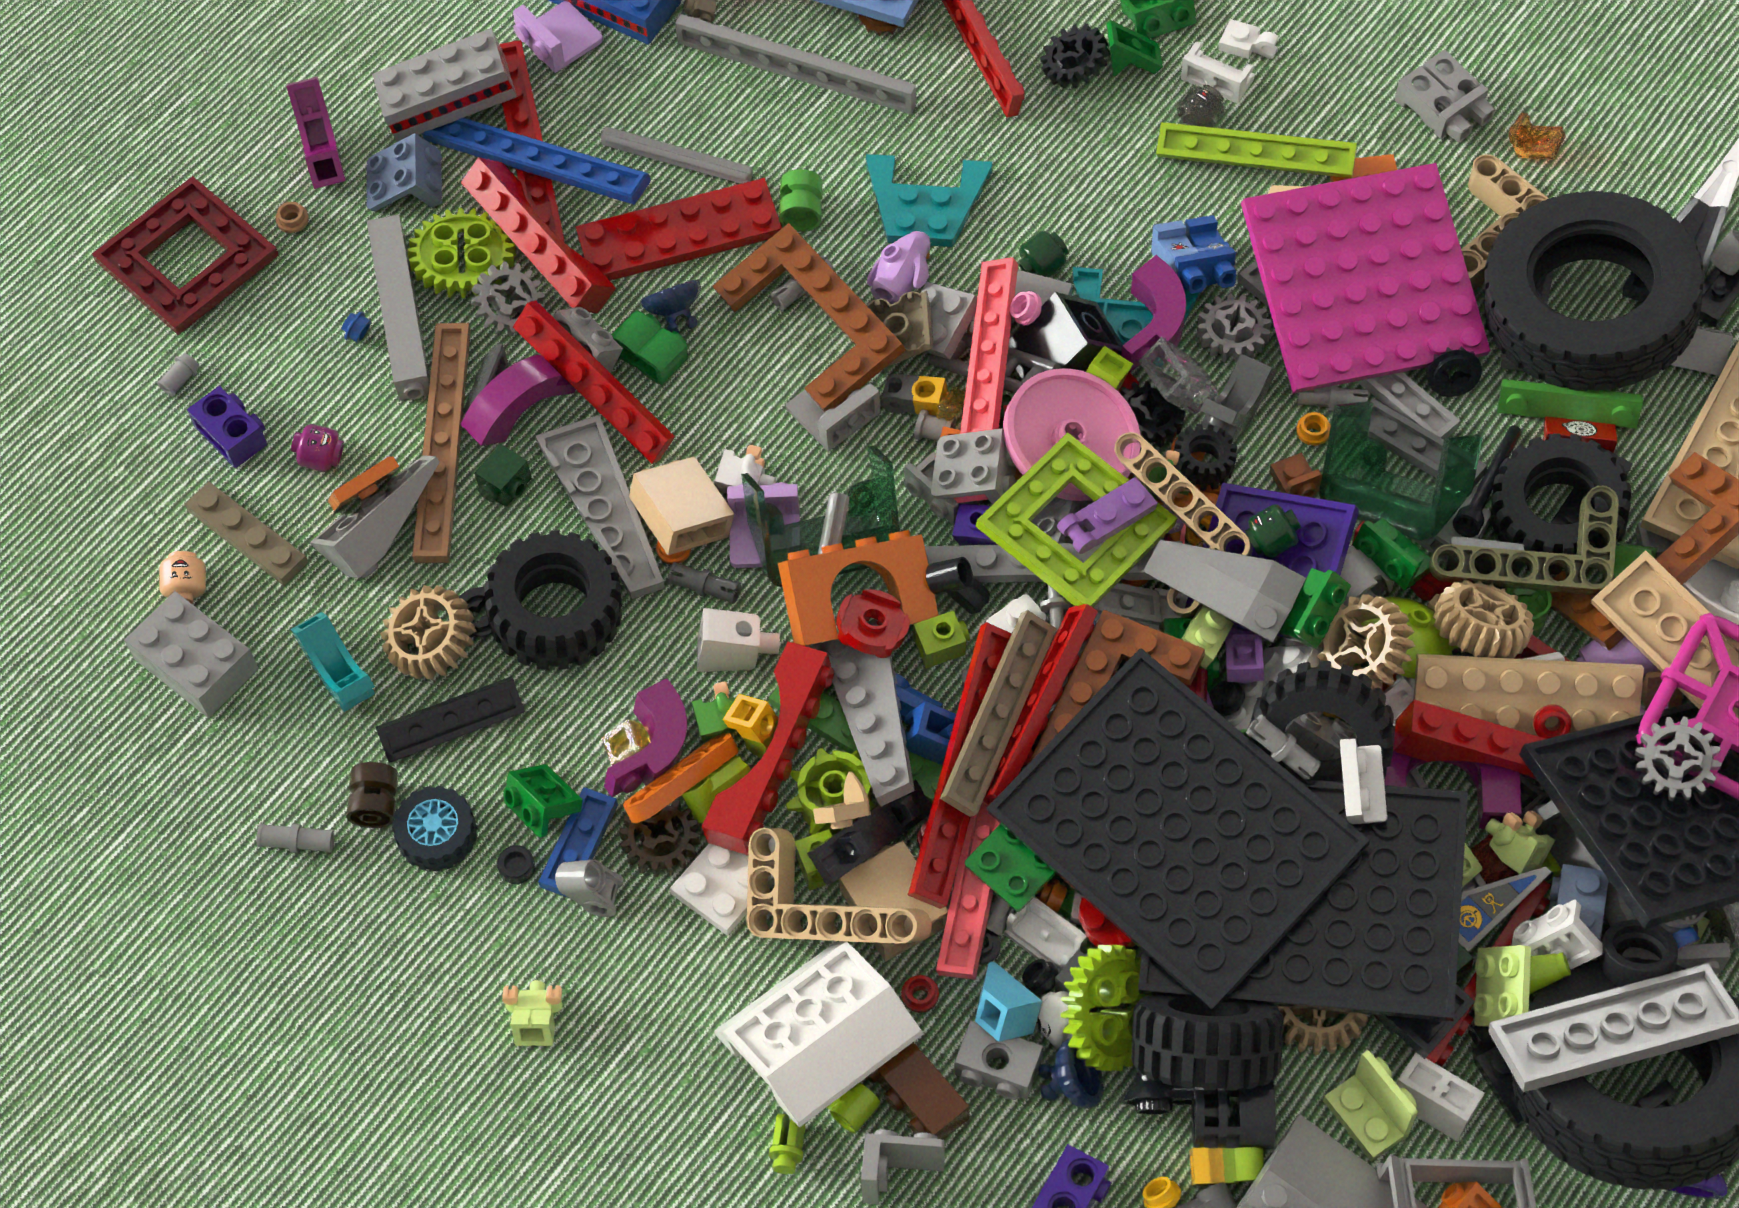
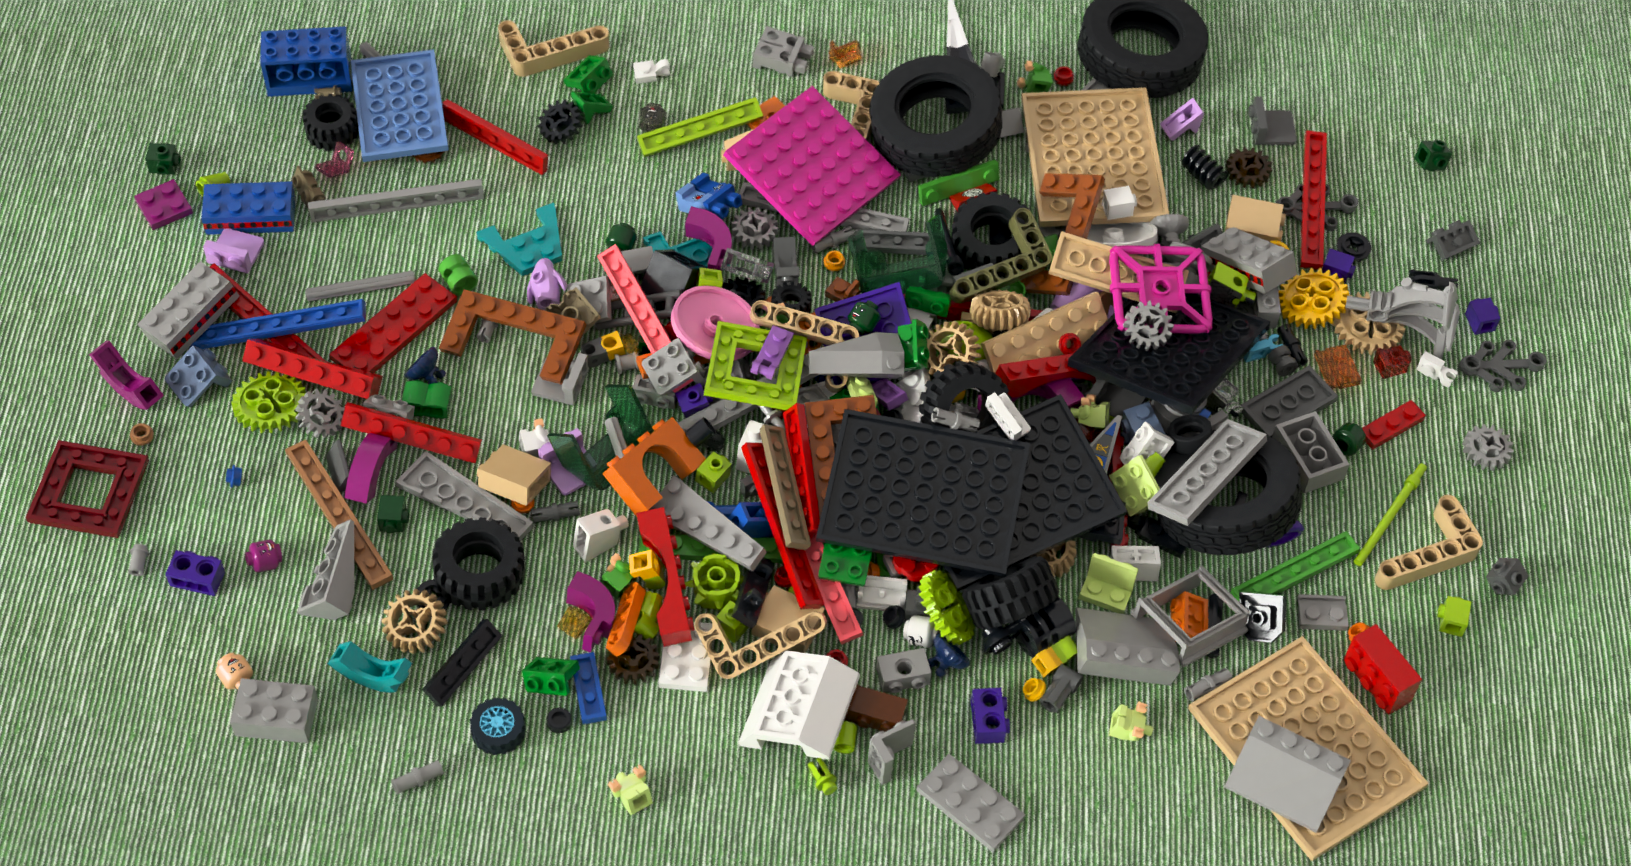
camera: 40 degrees left, 5 degrees down
(246, 533) = (252, 627): dark tan plate -> none
(364, 484) = (312, 559): orange plate -> none
(372, 795) = (448, 727): dark brown wheel -> none
(399, 307) = (253, 451): light grey brick -> none
(589, 885) = (615, 704): light grey piece -> none
(854, 806) = (738, 578): tan plate -> none
(871, 639) = (686, 483): red plate -> none
(1006, 1006) = (888, 637): medium azure slope -> none
(1026, 307) = (637, 267): bright pink plate -> none
(1227, 80) = (641, 97): white hinge -> none
(1461, 381) = (894, 199): black gear -> none

